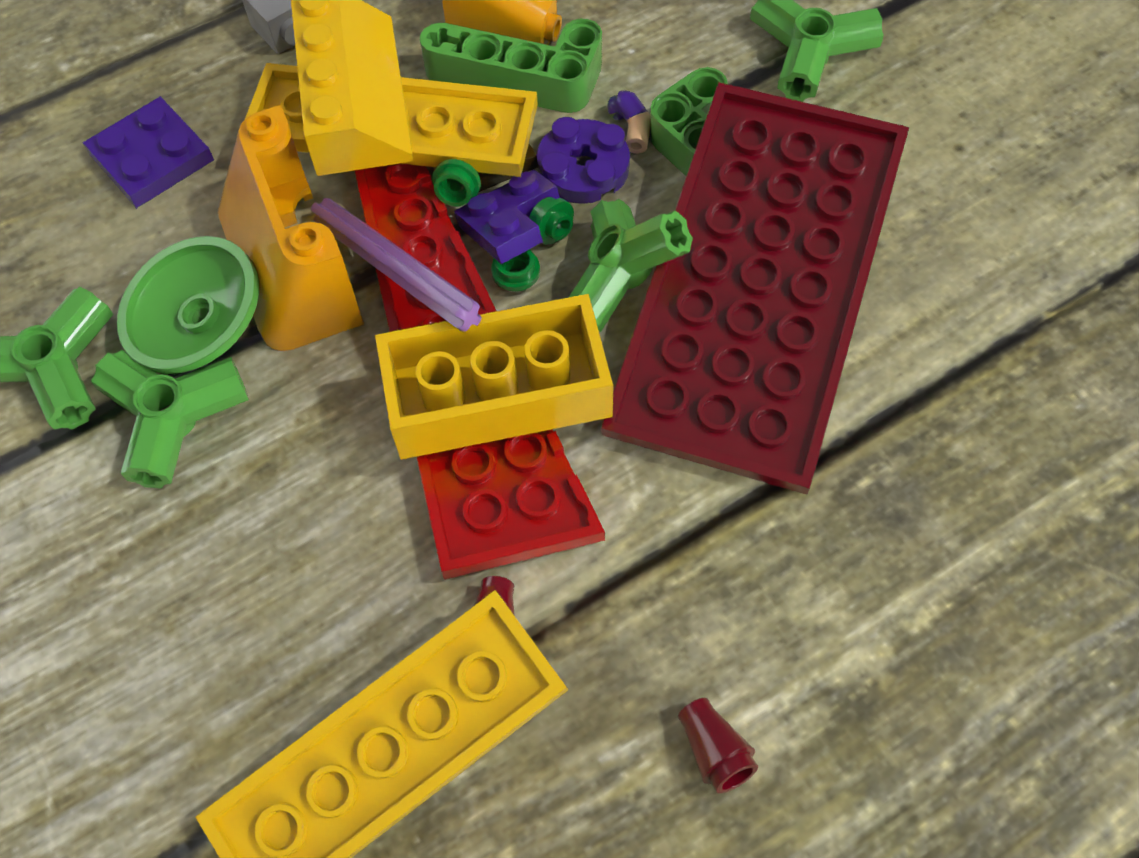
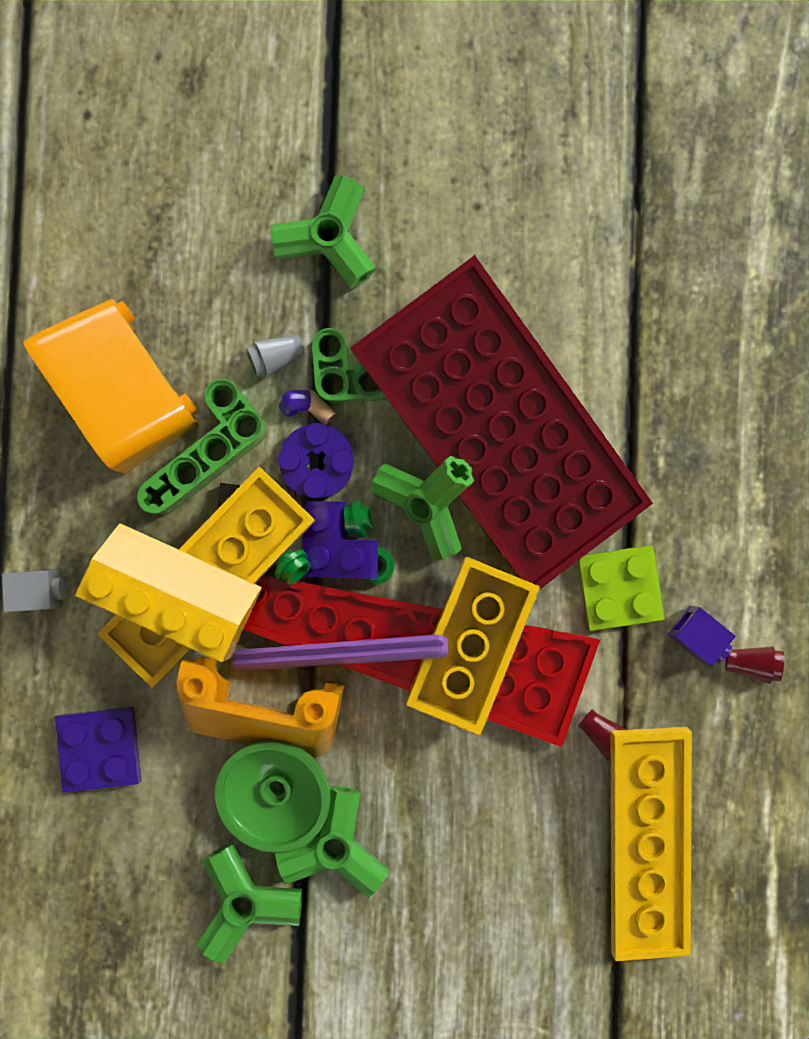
camera: 55 degrees left, 25 degrees up
(656, 61) = (272, 354): none -> light grey cone
(683, 527) = (620, 588): none -> lime plate
(699, 650) = (702, 636): none -> dark purple brick

